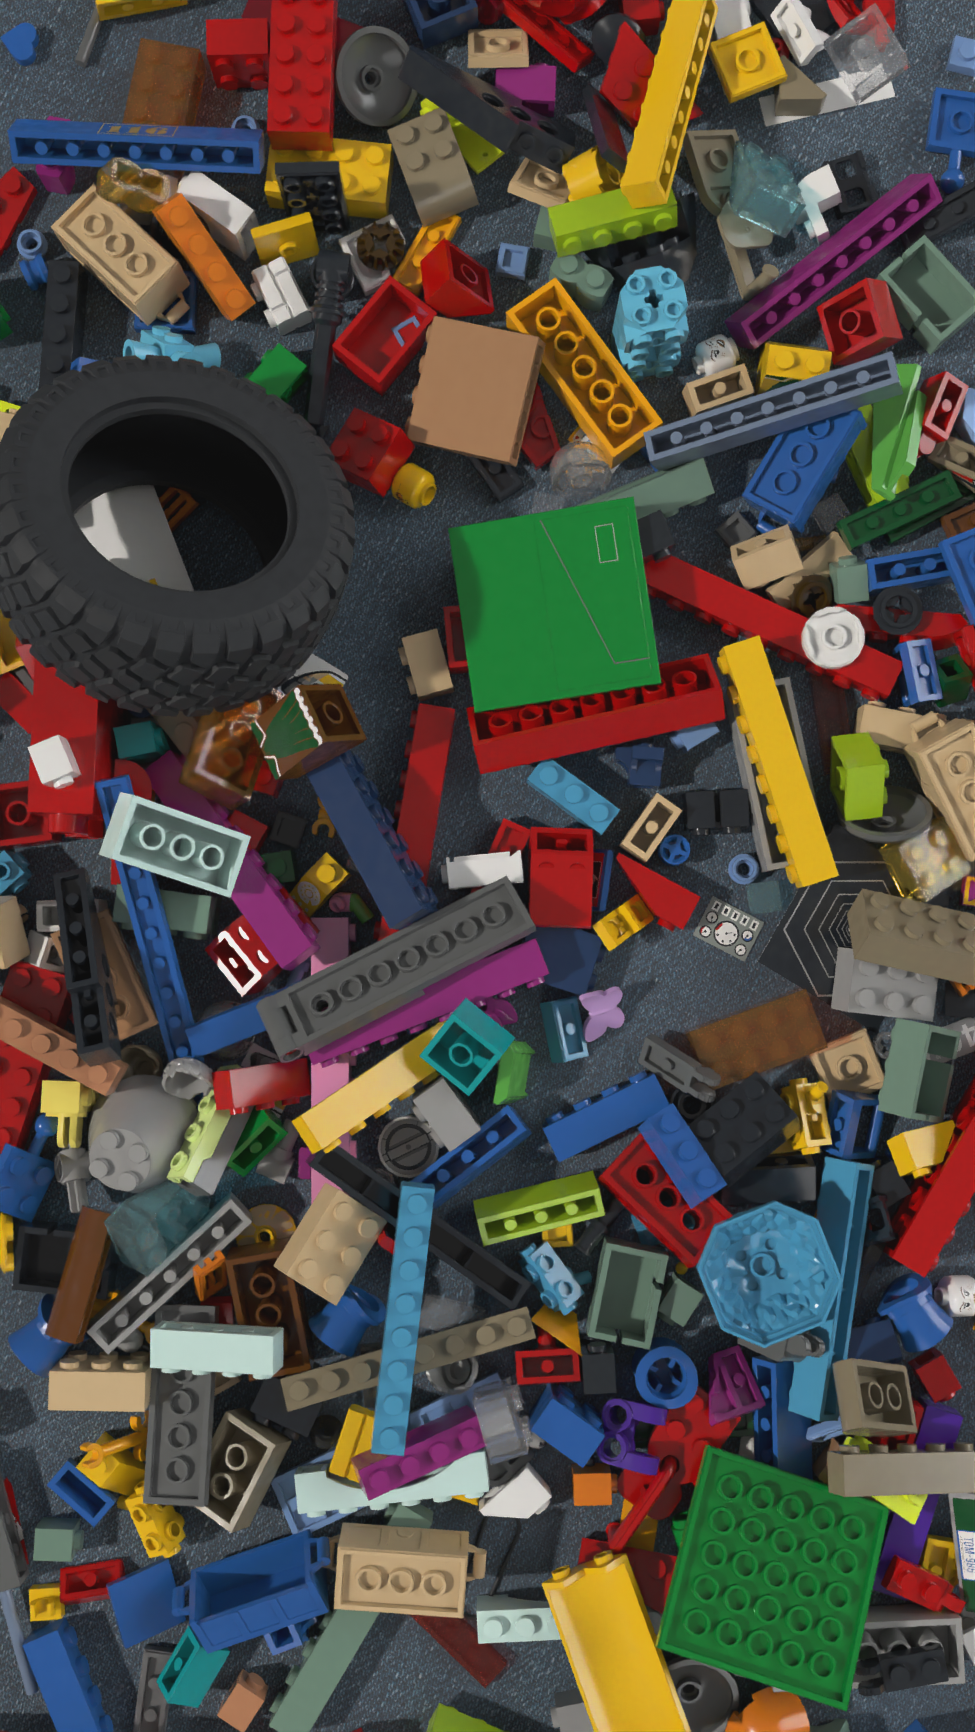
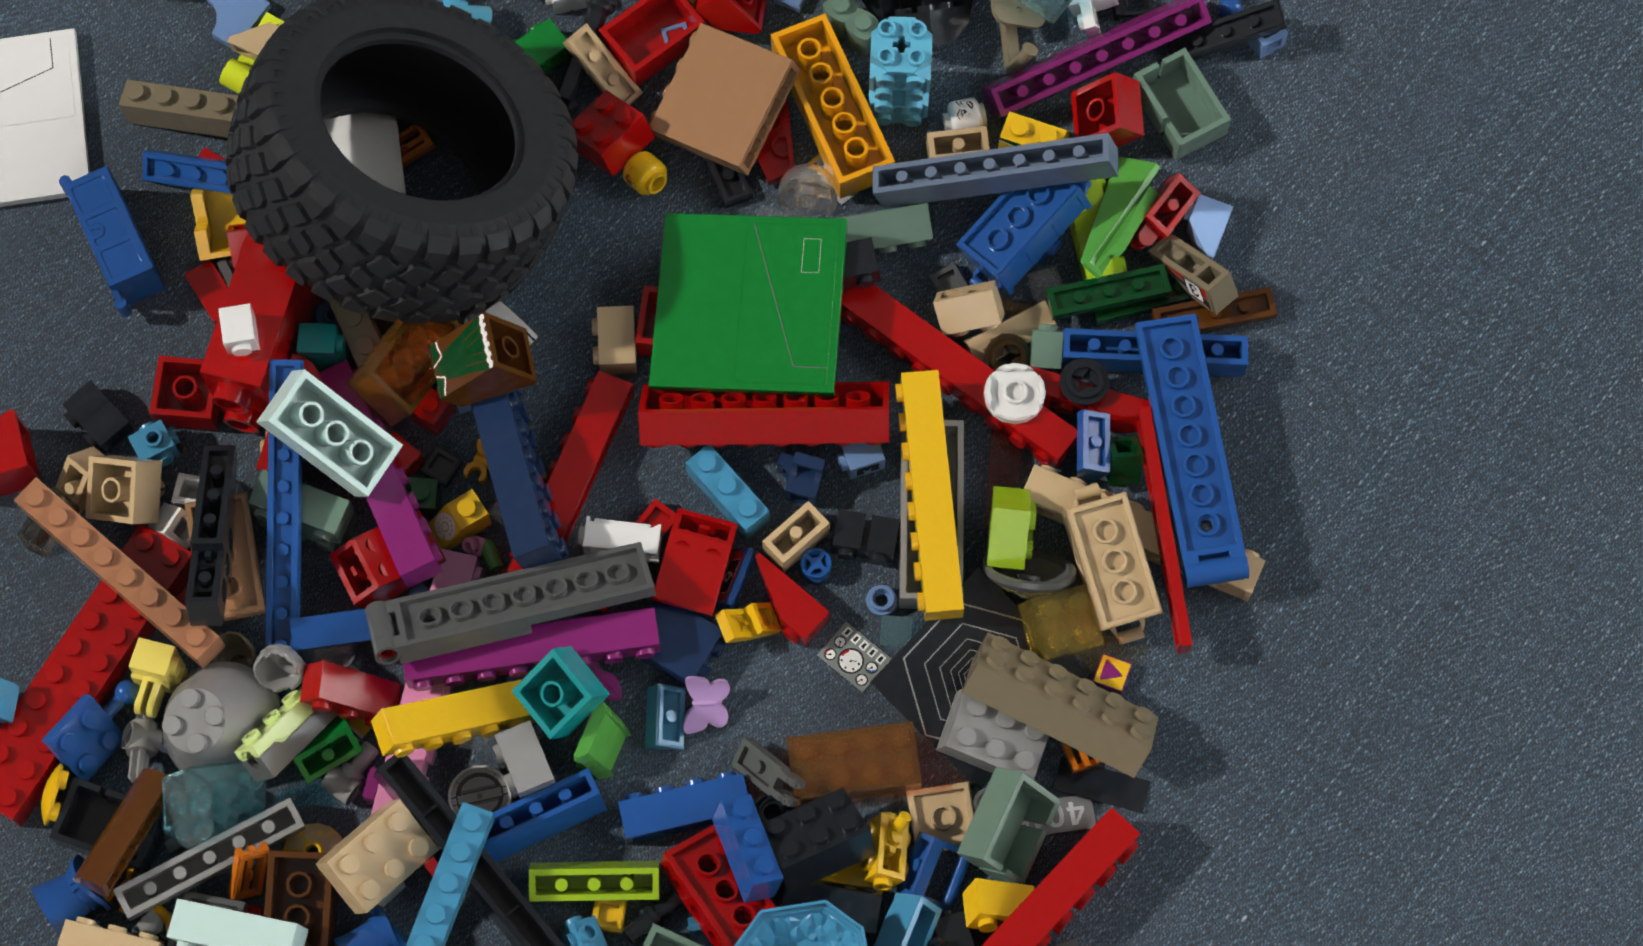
camera: 10 degrees right, 15 degrees down
(343, 381) = (601, 64): none -> tan tile

